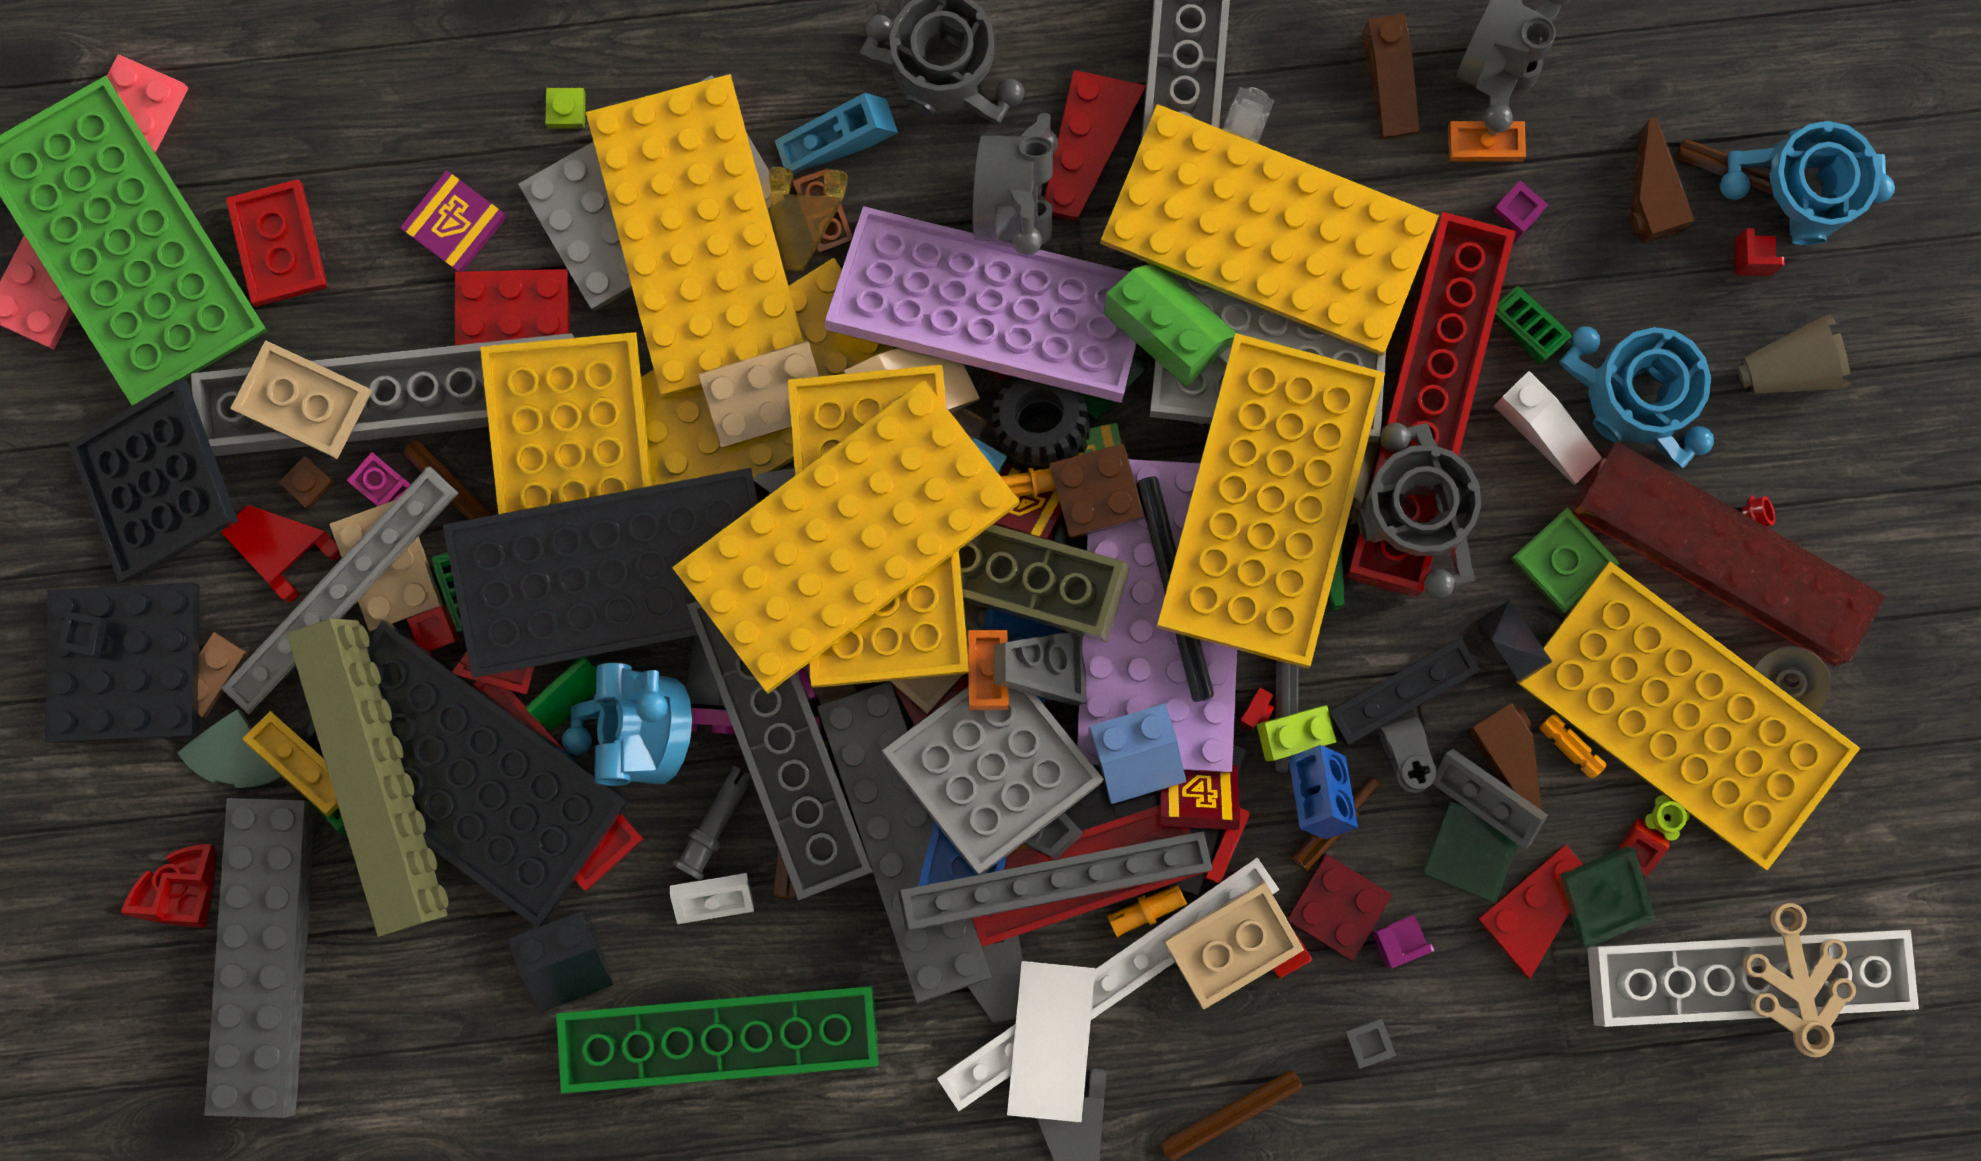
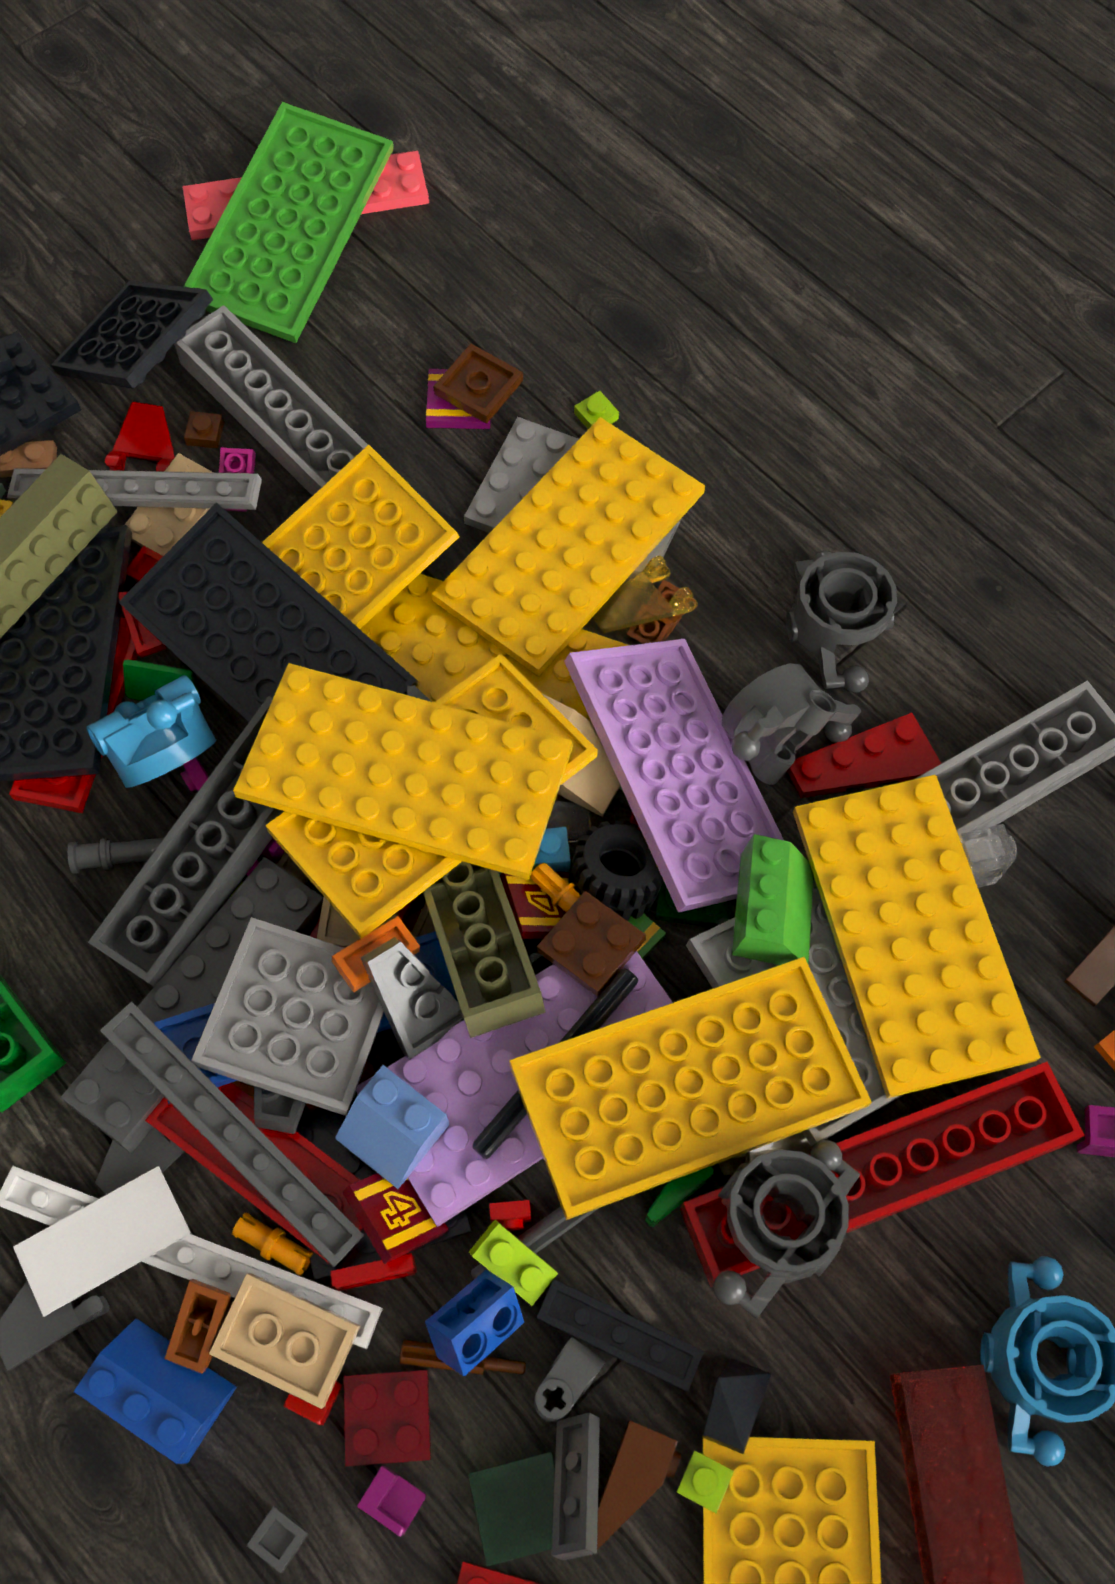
camera: 55 degrees right, 15 degrees down
(276, 243) = (360, 308): red plate -> none
(301, 399) = (250, 372): tan plate -> none
(459, 194) = (478, 383): none -> reddish brown plate
(464, 501) = (268, 504): reddish brown axle -> none
(511, 305) = (430, 468): red plate -> none
(711, 898) = (61, 889): white plate -> none
(754, 393) = (473, 641): tan plate -> none
(837, 133) = (726, 586): dark azure slope -> none
(1175, 1005) = (198, 1325): none -> dark orange slope
(1198, 1068) = (153, 1396): none -> blue slope
(1231, 1115) = (133, 1454): reddish brown axle -> none
(1540, 315) = (1003, 1243): green slope -> none
(1548, 427) = (947, 1296): white slope -> none
(1551, 703) = (705, 1481): none -> lime plate
(1563, 560) = (844, 1399): bright green tile -> none
(1572, 746) = (683, 1540): light orange axle -> none
(1760, 510) = (1034, 1559): red plate -> none

